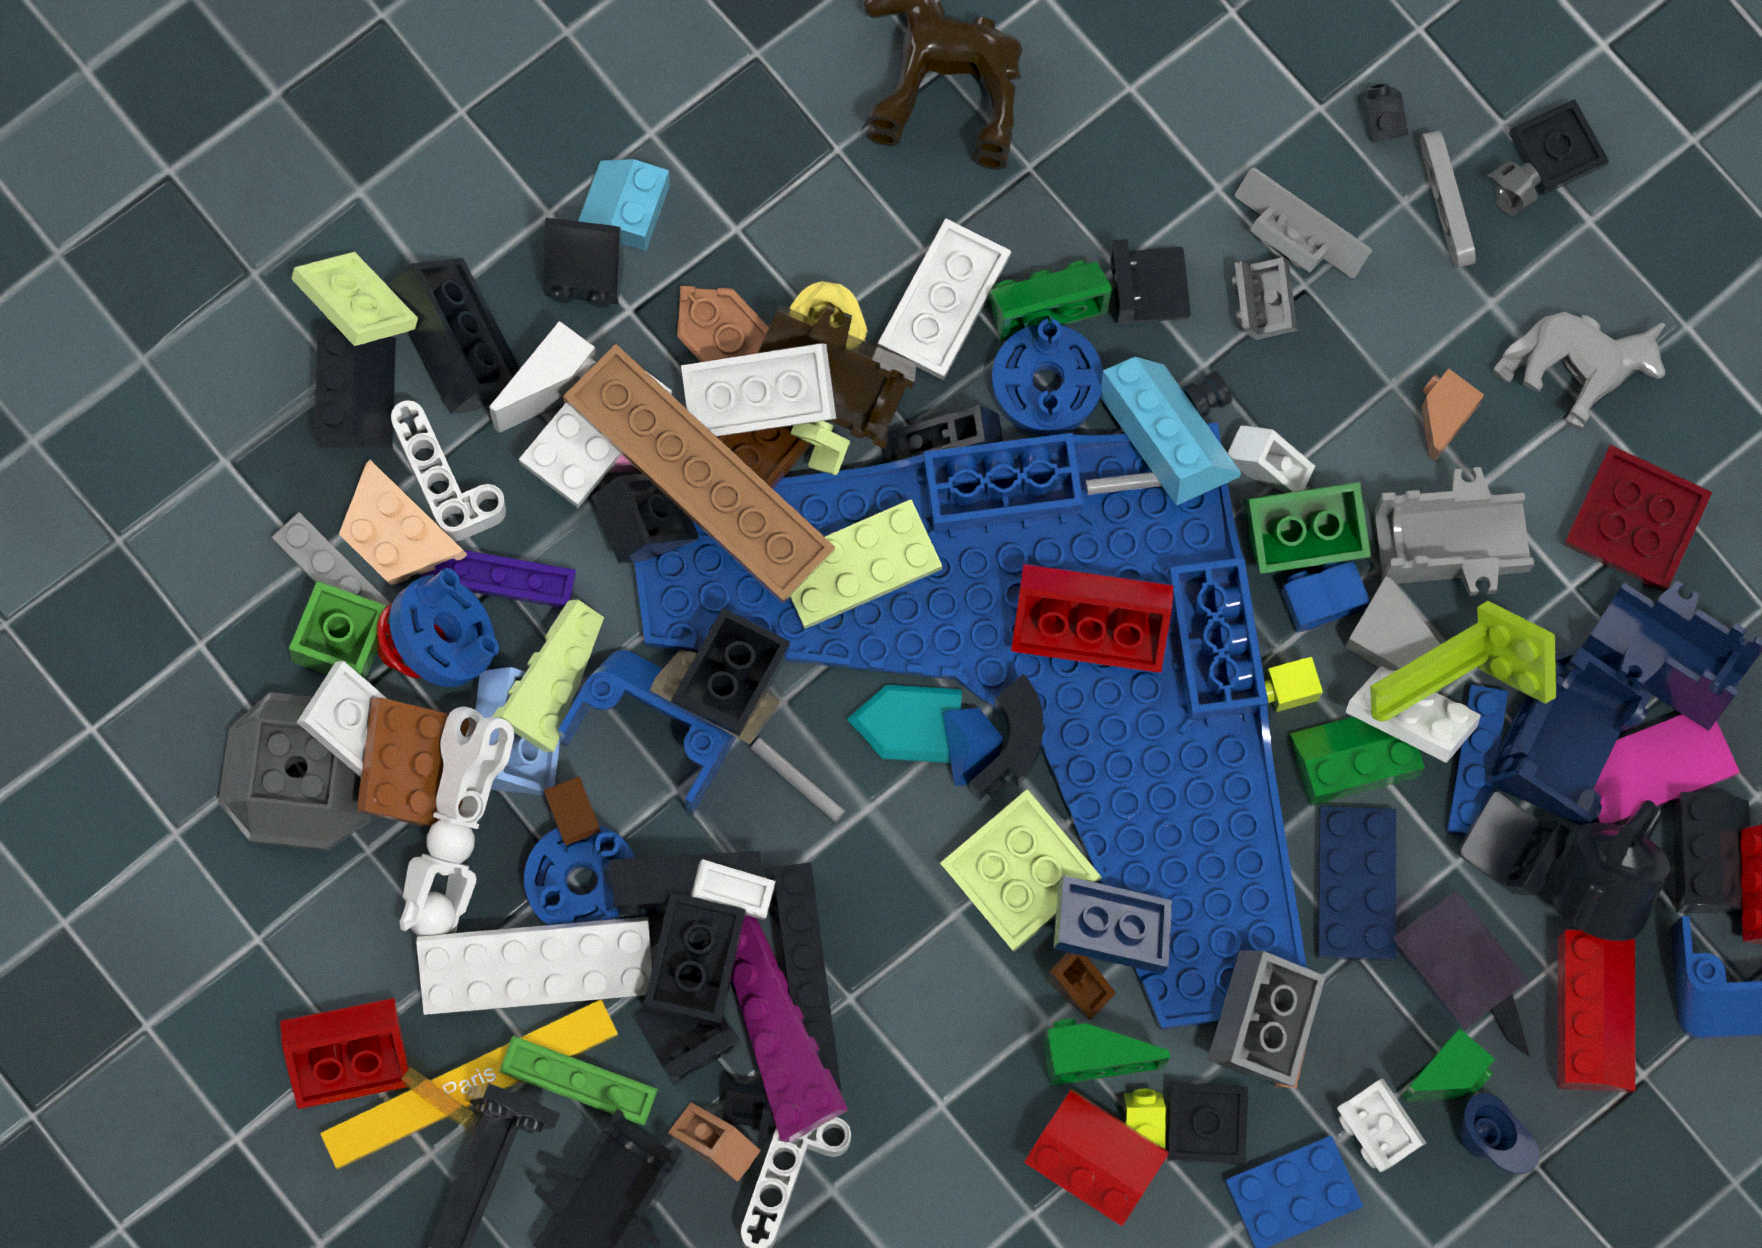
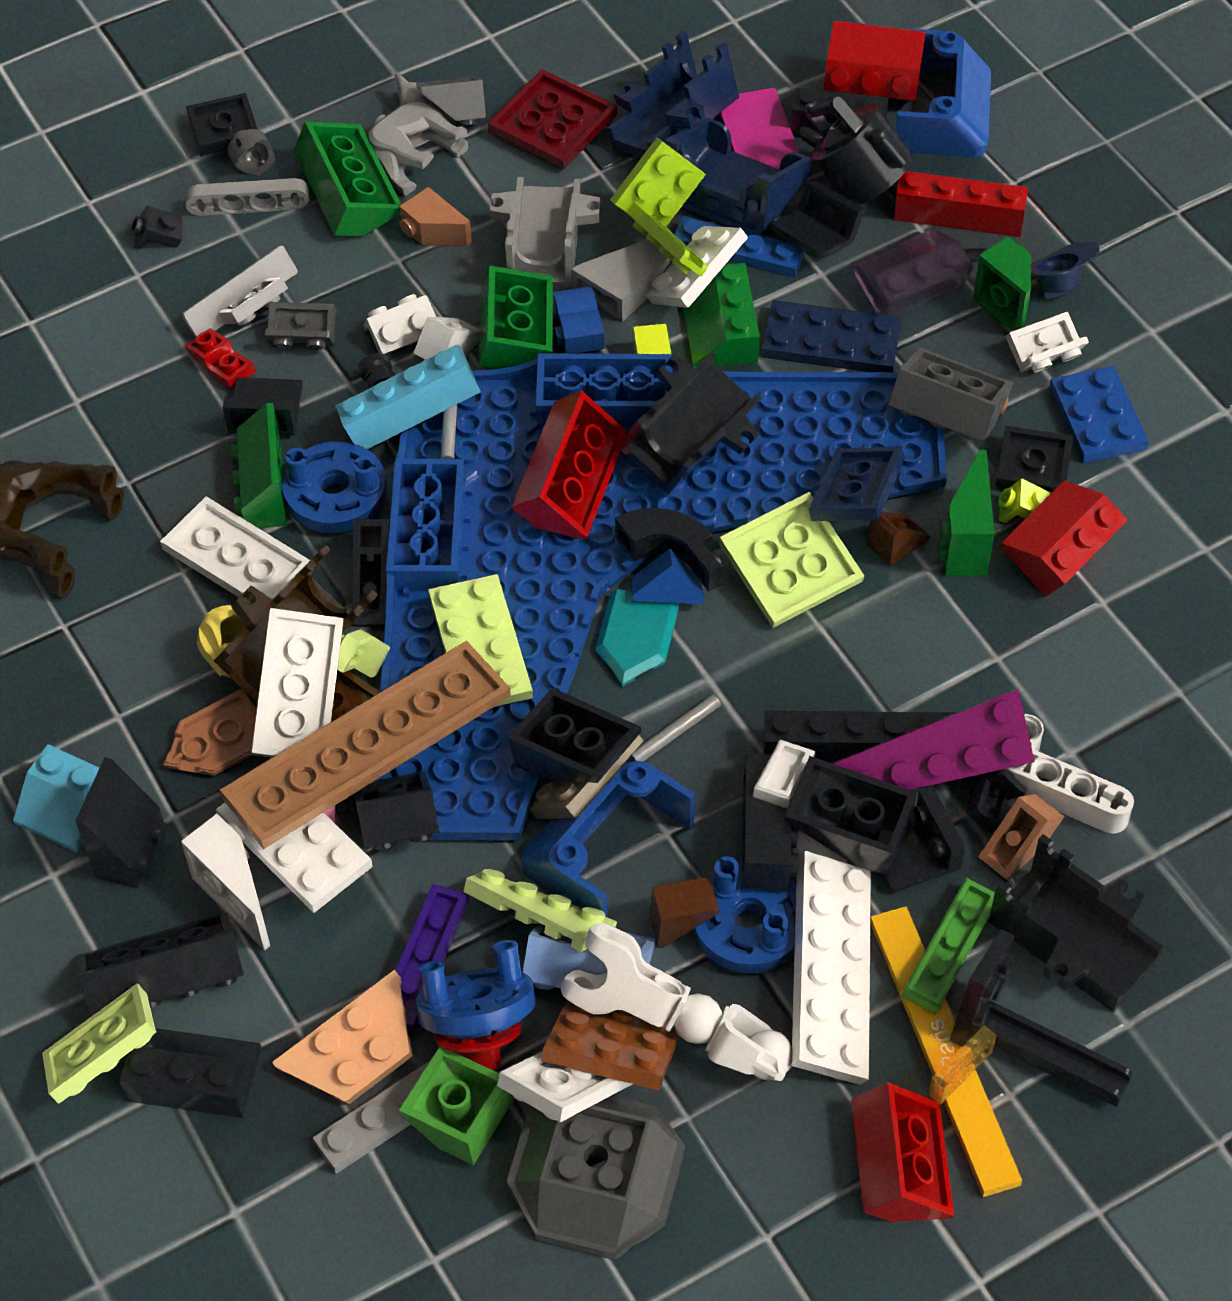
camera: 75 degrees left, 20 degrees down
(437, 469) = (298, 993): white beam -> none
(1169, 737) = (689, 422): none -> black piece
(1209, 223) = (219, 358): none -> red slope
(1288, 404) = (399, 325): none -> white bracket
(1491, 302) = (346, 177): none -> green slope
(1635, 397) = (457, 97): none -> dark grey slope

